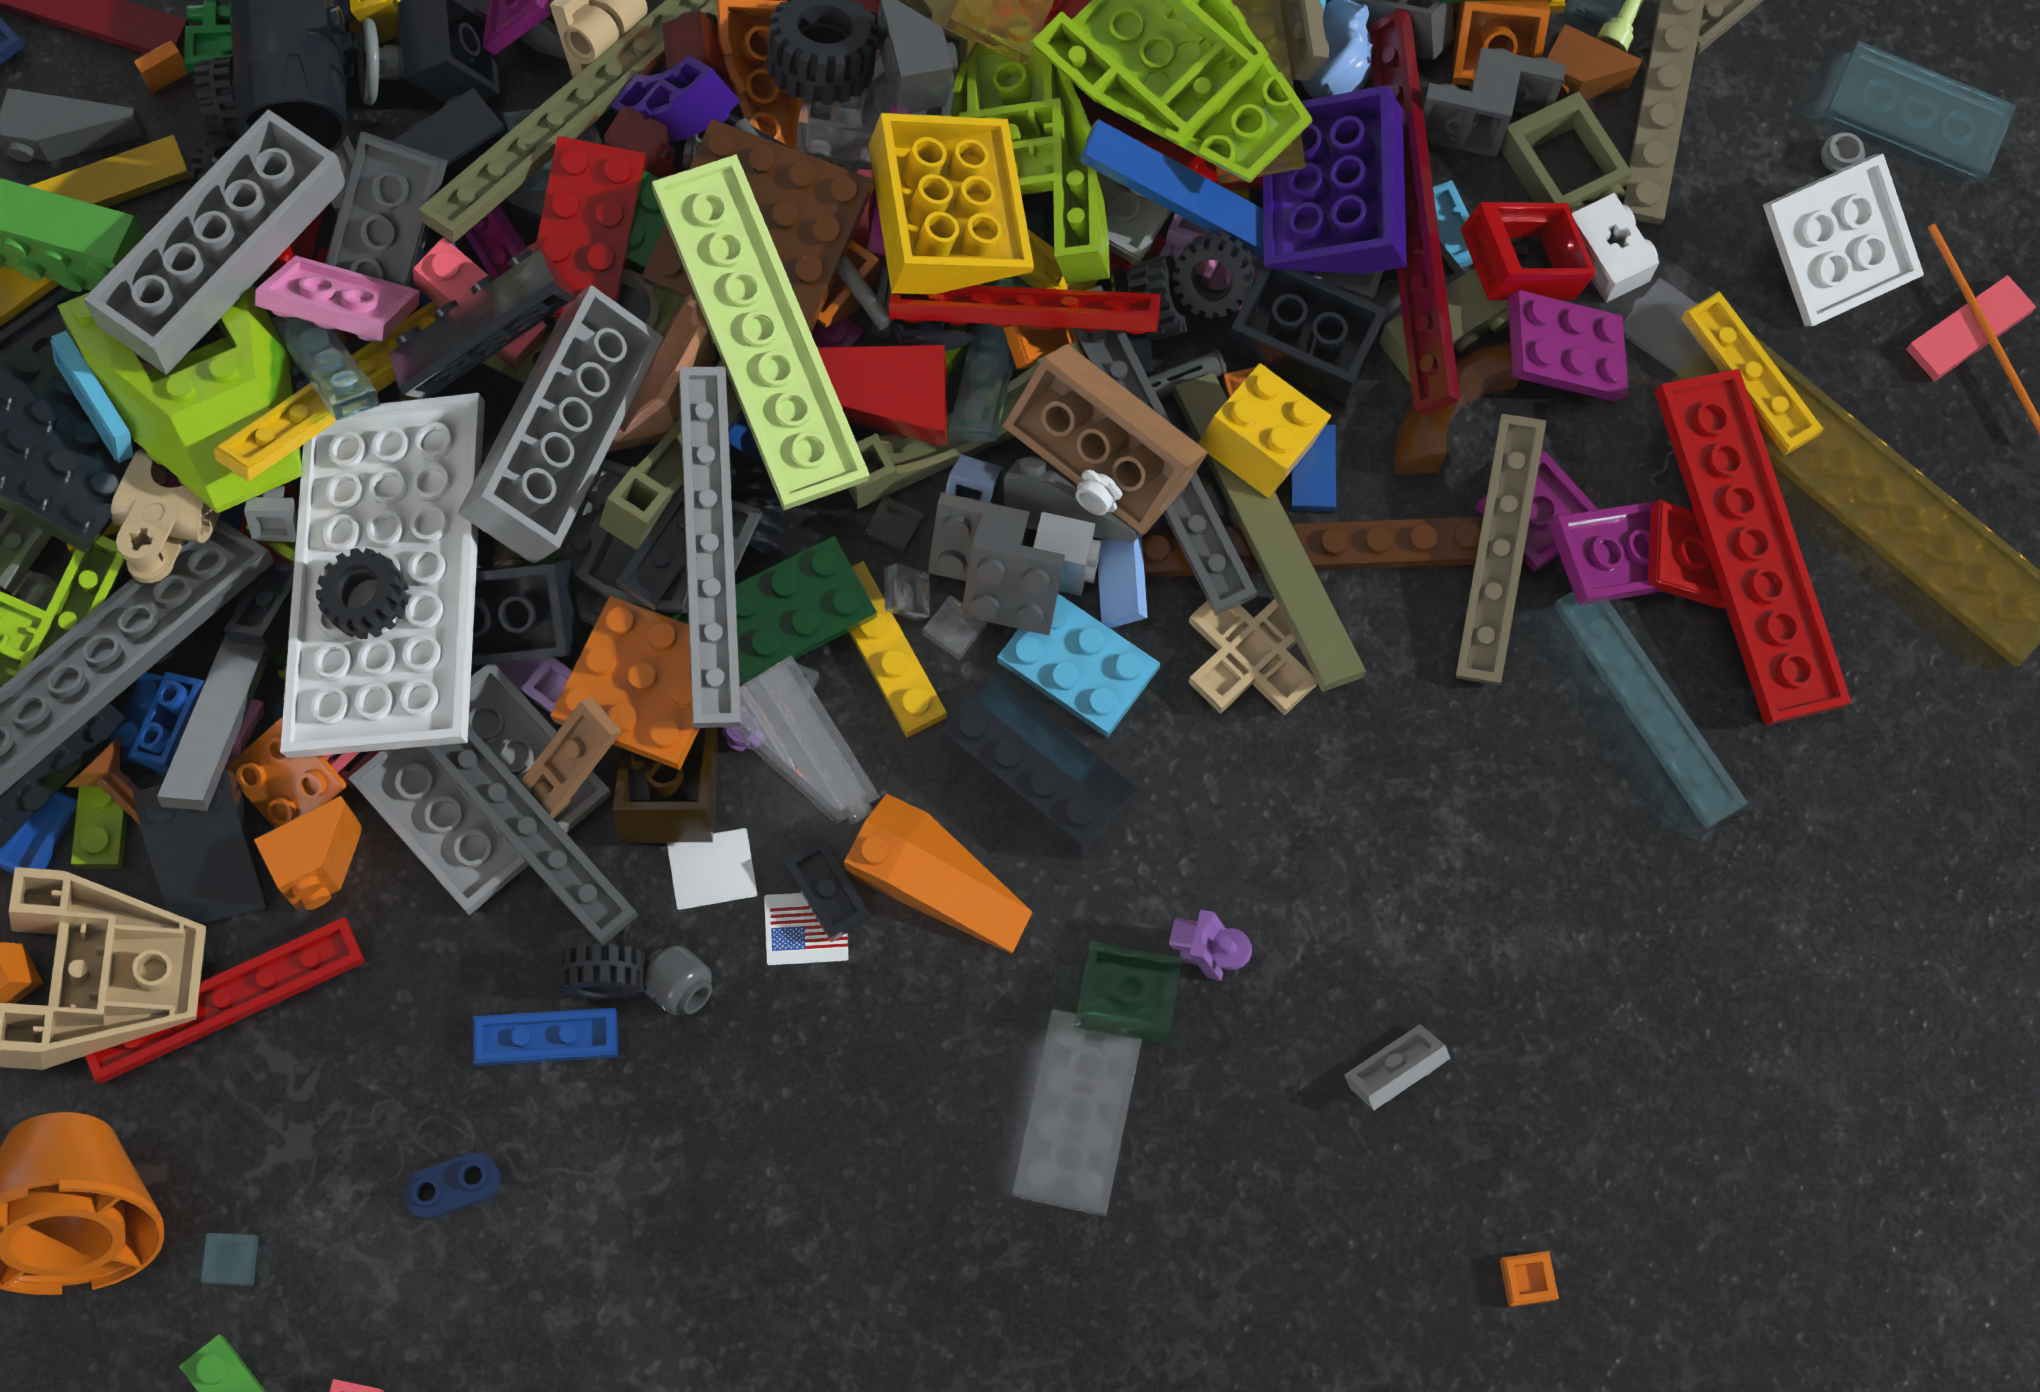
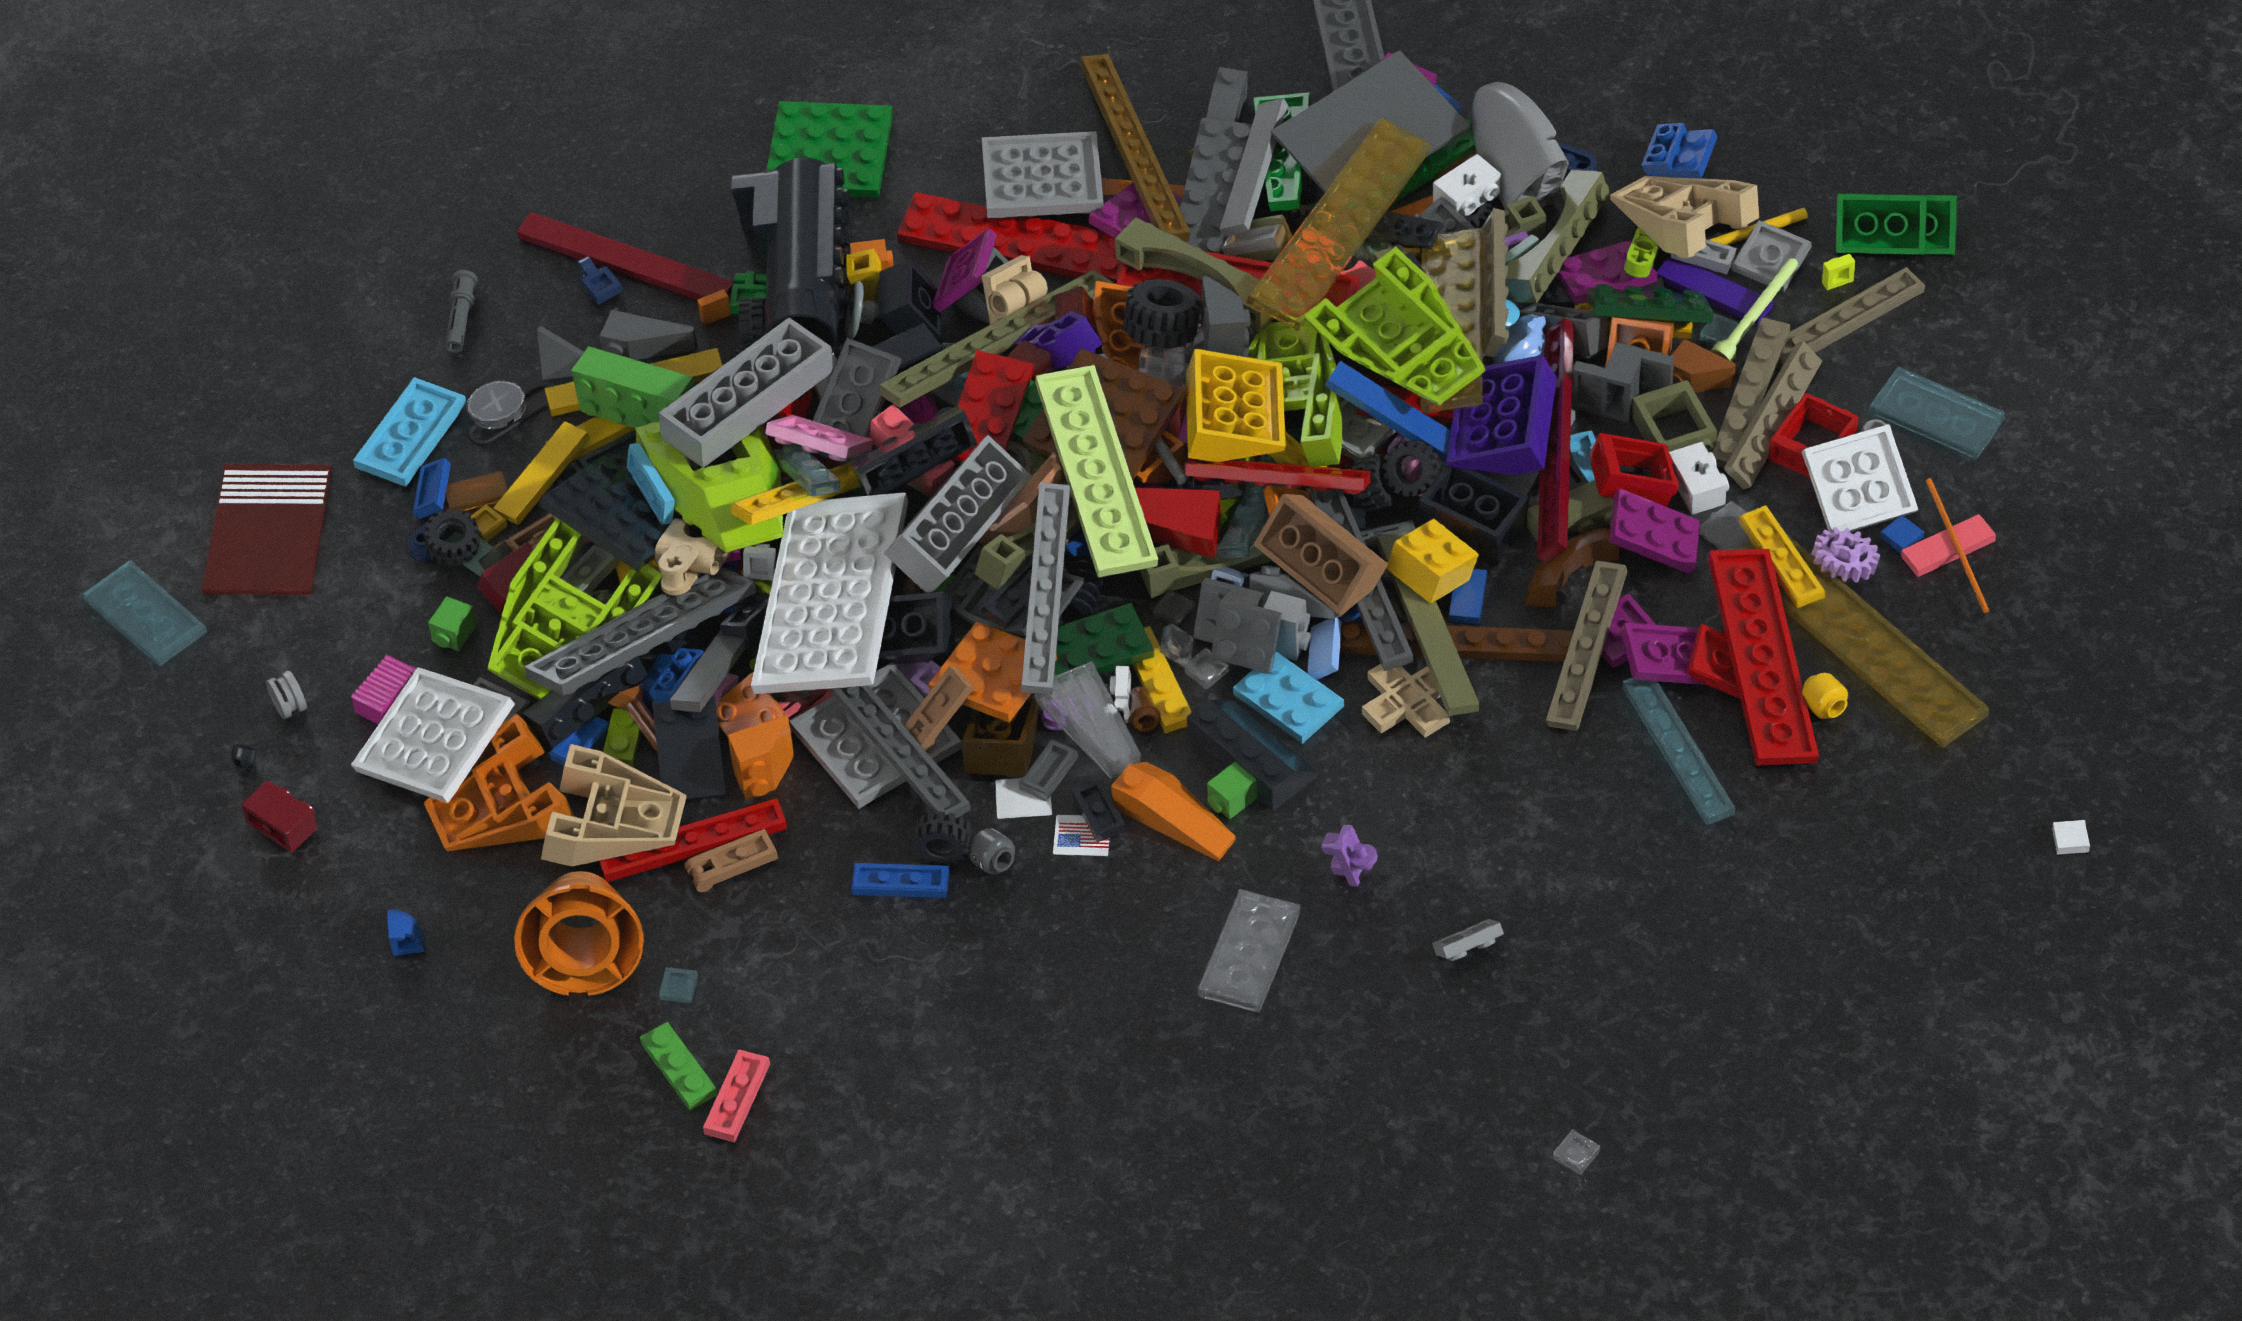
camera: 15 degrees right, 20 degrees down
(286, 1029) = (731, 860): none -> medium nougat plate
(347, 575) = (813, 584): black tyre -> none
(450, 1186) = (828, 957): dark blue plate -> none
(744, 820) = (1048, 770): none -> dark grey tile
(834, 675) = (1121, 687): none -> white plate
(871, 709) = (1143, 711): none -> reddish brown cone
(1018, 839) = (1231, 790): none -> bright green brick
(1097, 493) = (1310, 582): white plate -> none
(1128, 992) = (1291, 880): clear green plate -> none
(1529, 1279) = (1539, 1069): orange tile -> none
(1700, 135) = (1777, 405): none -> dark tan plate
(1763, 124) = (1814, 409): none -> red window
(1838, 361) = (1845, 554): none -> lavender gear
(1846, 600) = (1825, 695): none -> yellow head
(1905, 315) = (1902, 534): none -> blue tile

